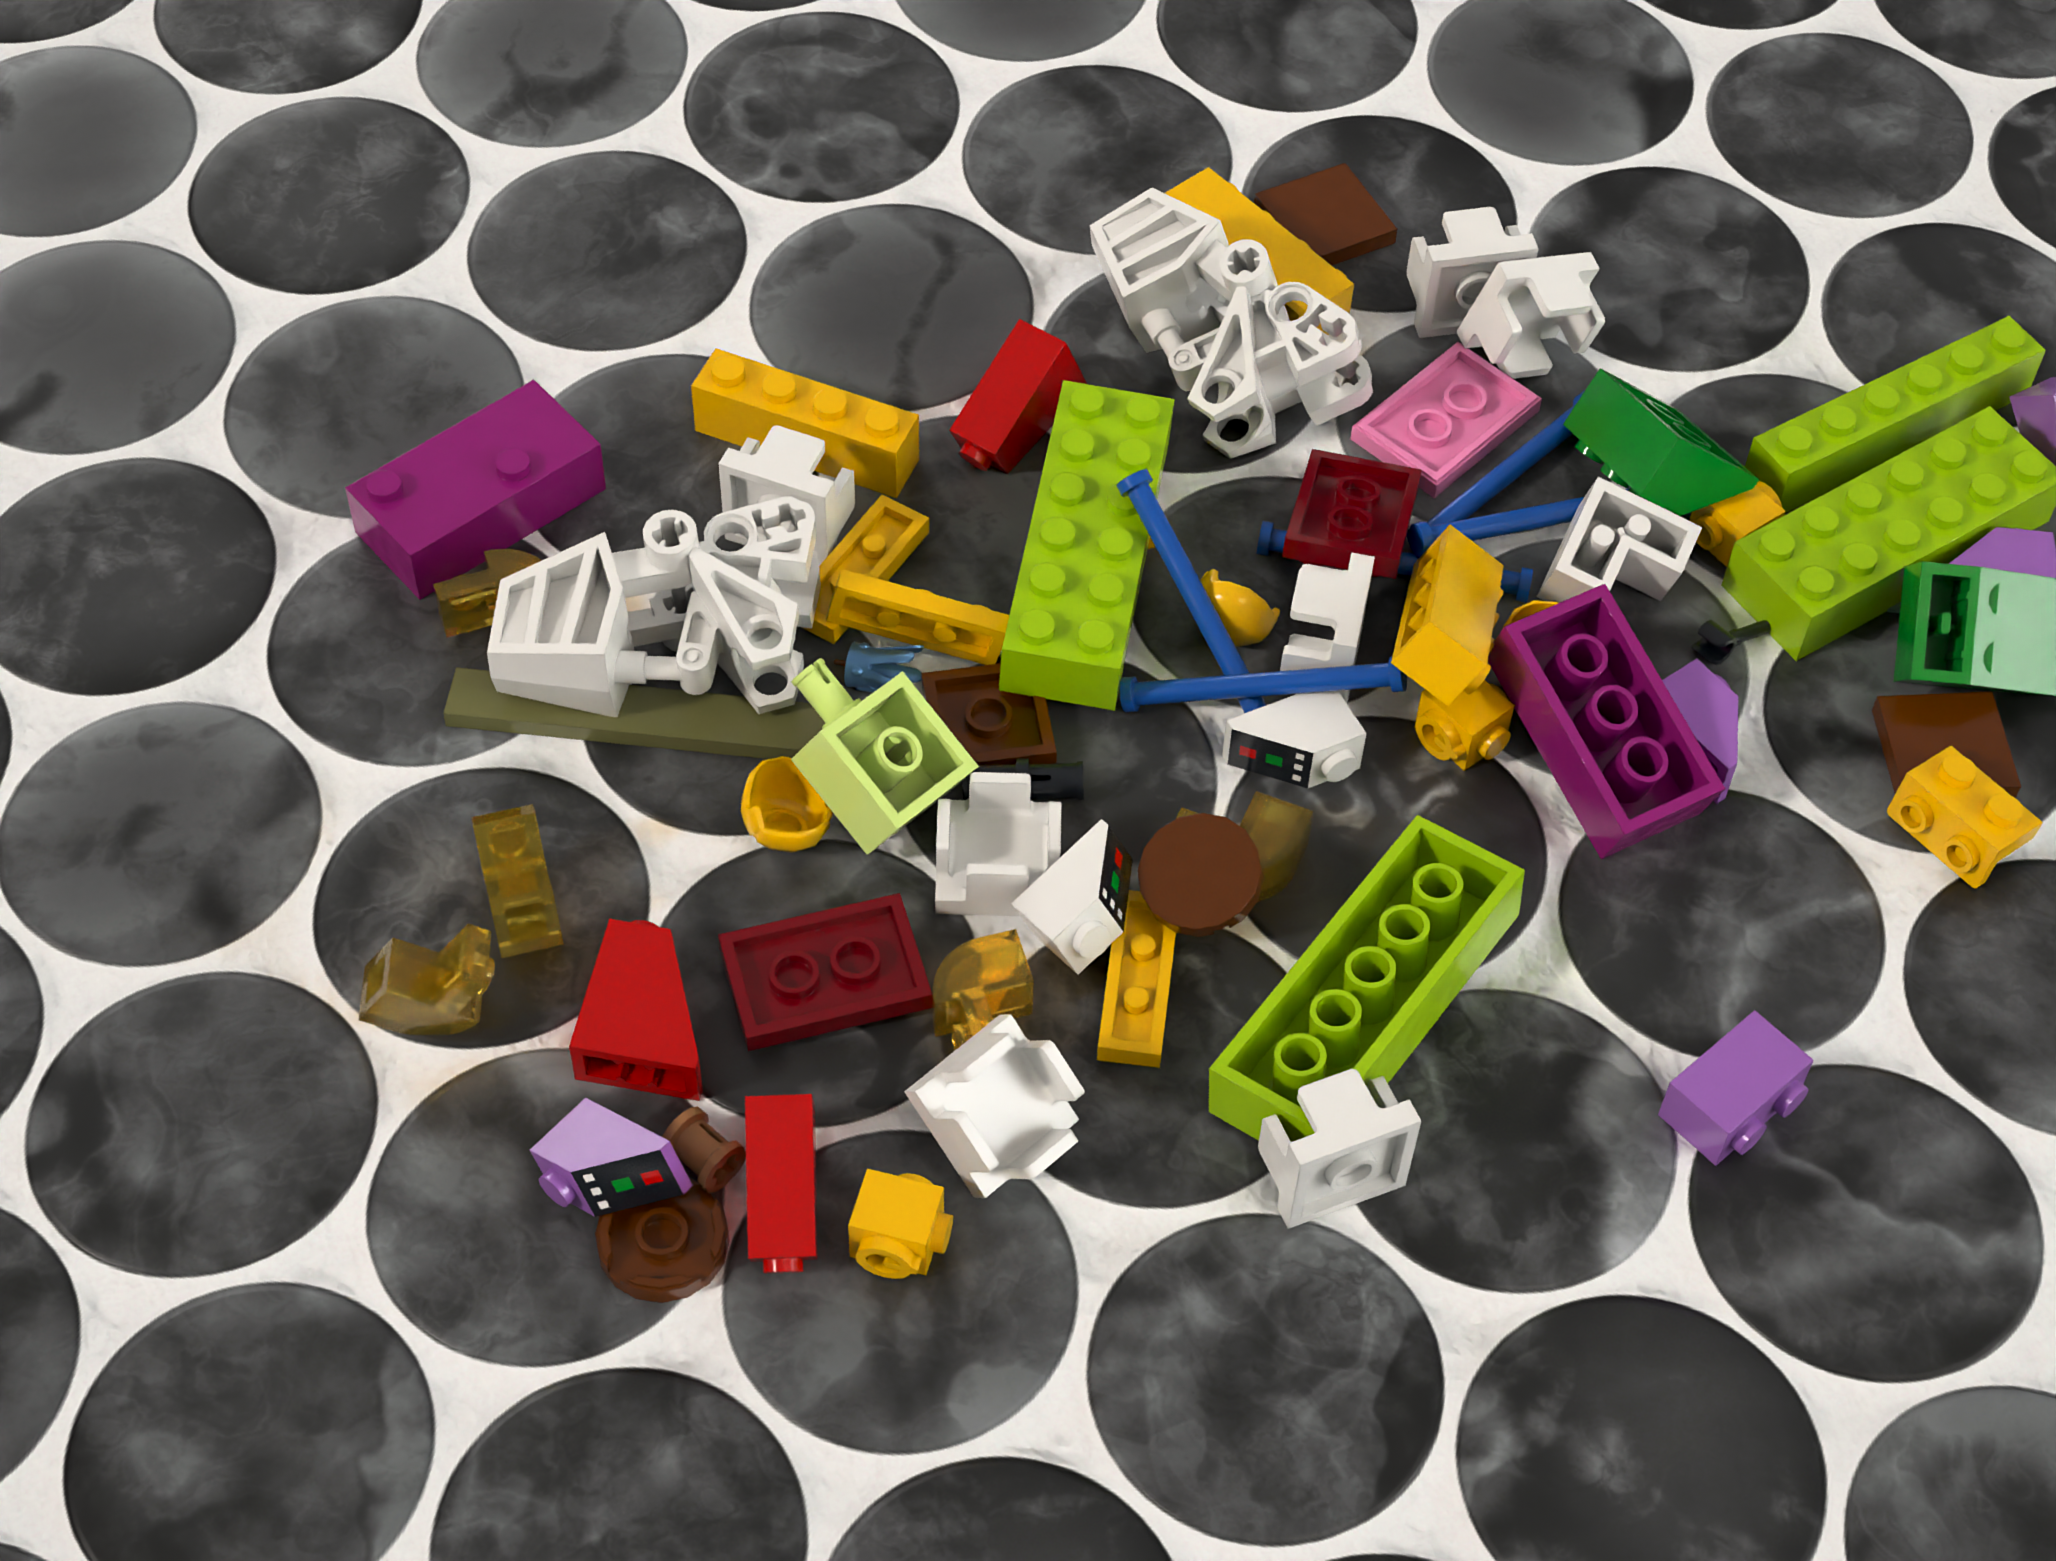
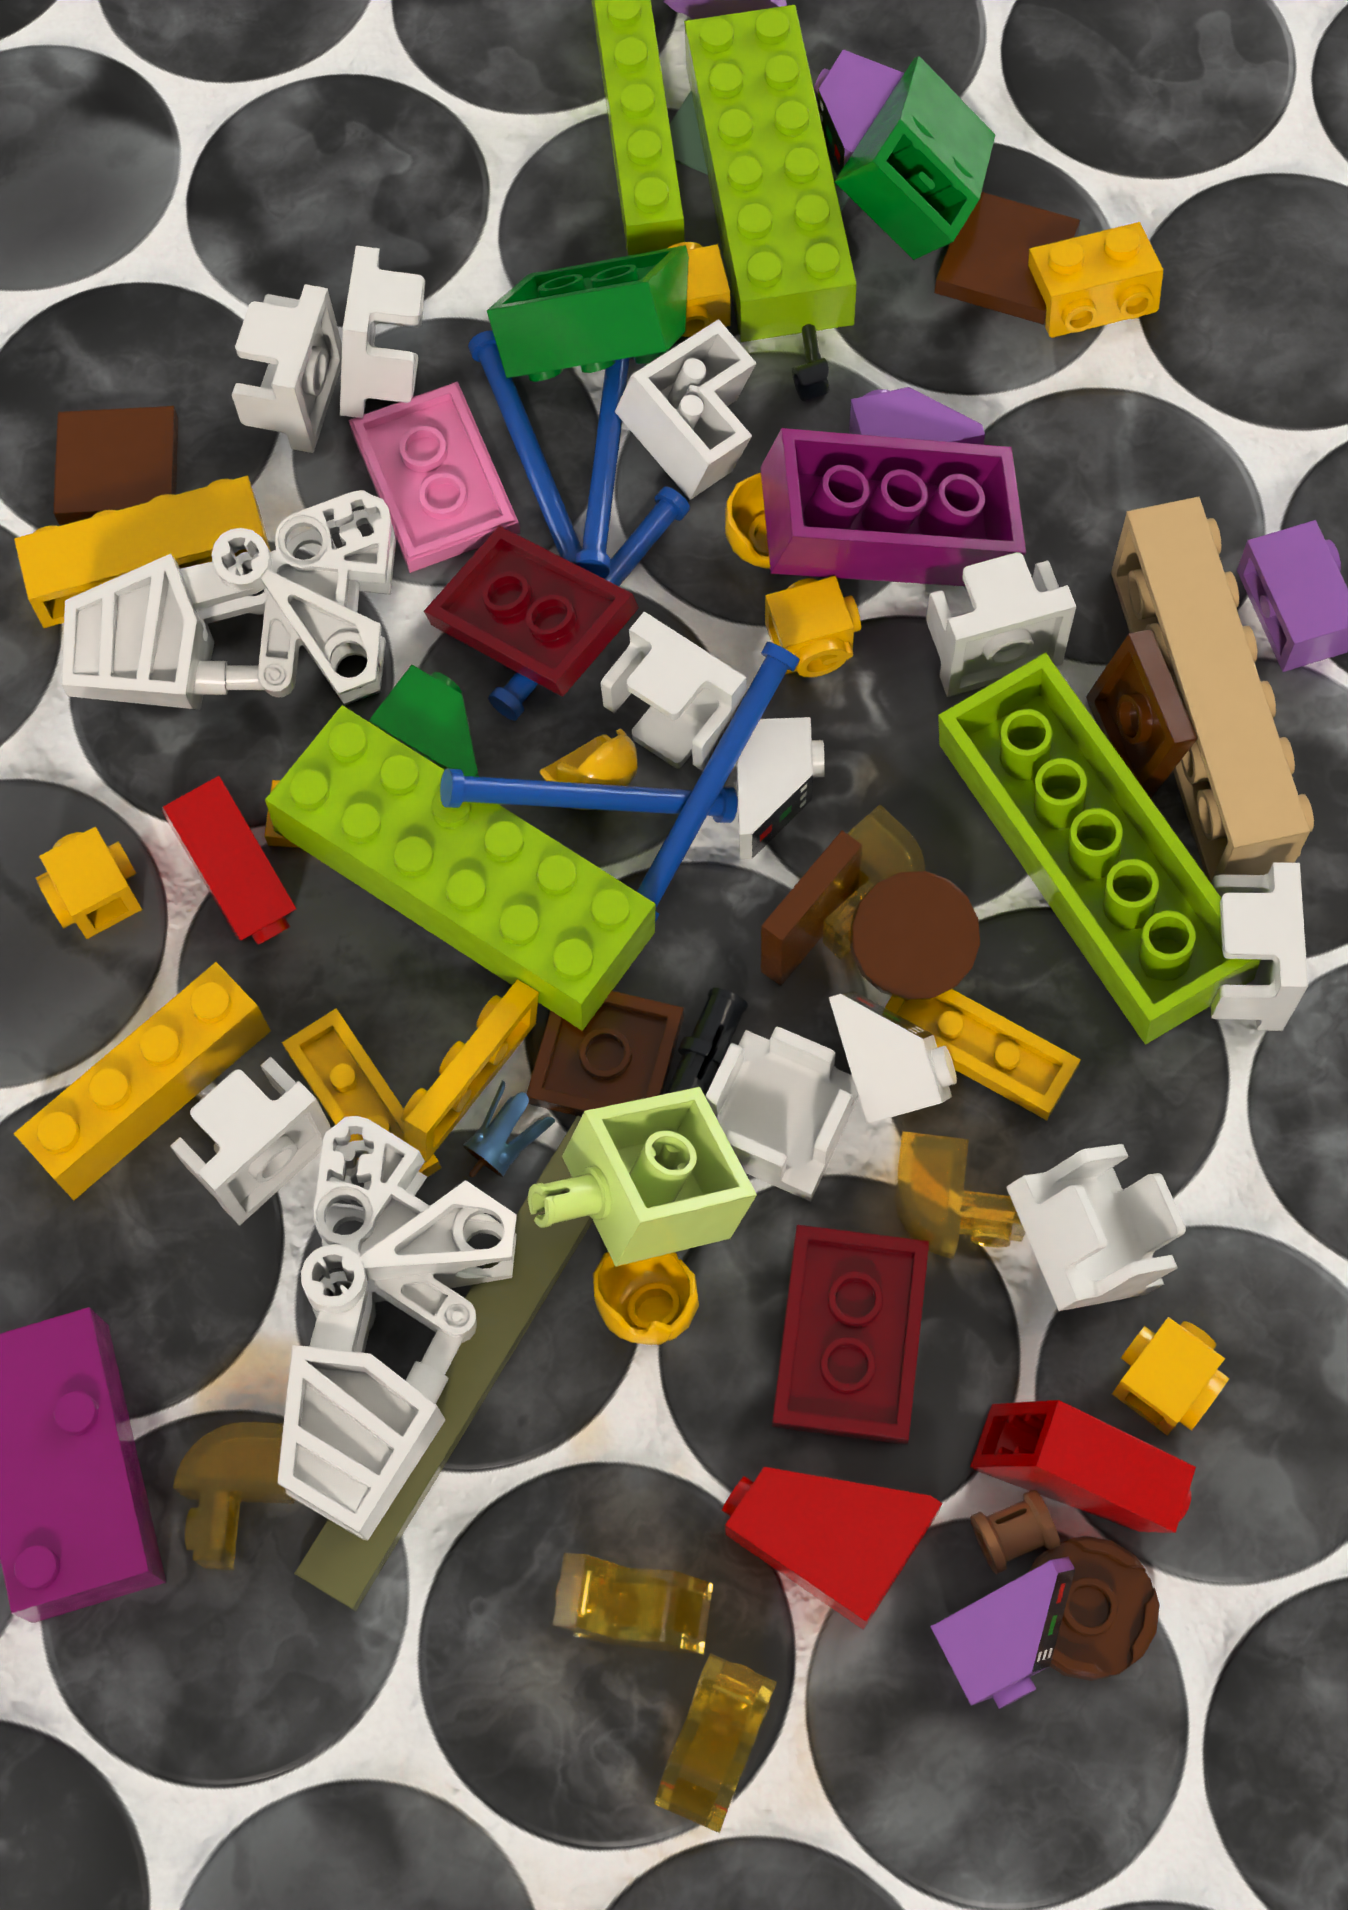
camera: 60 degrees left, 15 degrees up
(952, 330) = (88, 882): none -> yellow brick
(1170, 776) = (800, 916): none -> reddish brown tile
(1210, 491) = (430, 719): none -> green slope
(1449, 617) = (725, 580): yellow brick -> none
(1516, 979) = (1142, 711): none -> reddish brown tile
(1535, 830) = (1010, 622): none -> white panel
(1572, 1027) = (1238, 770): none -> tan brick

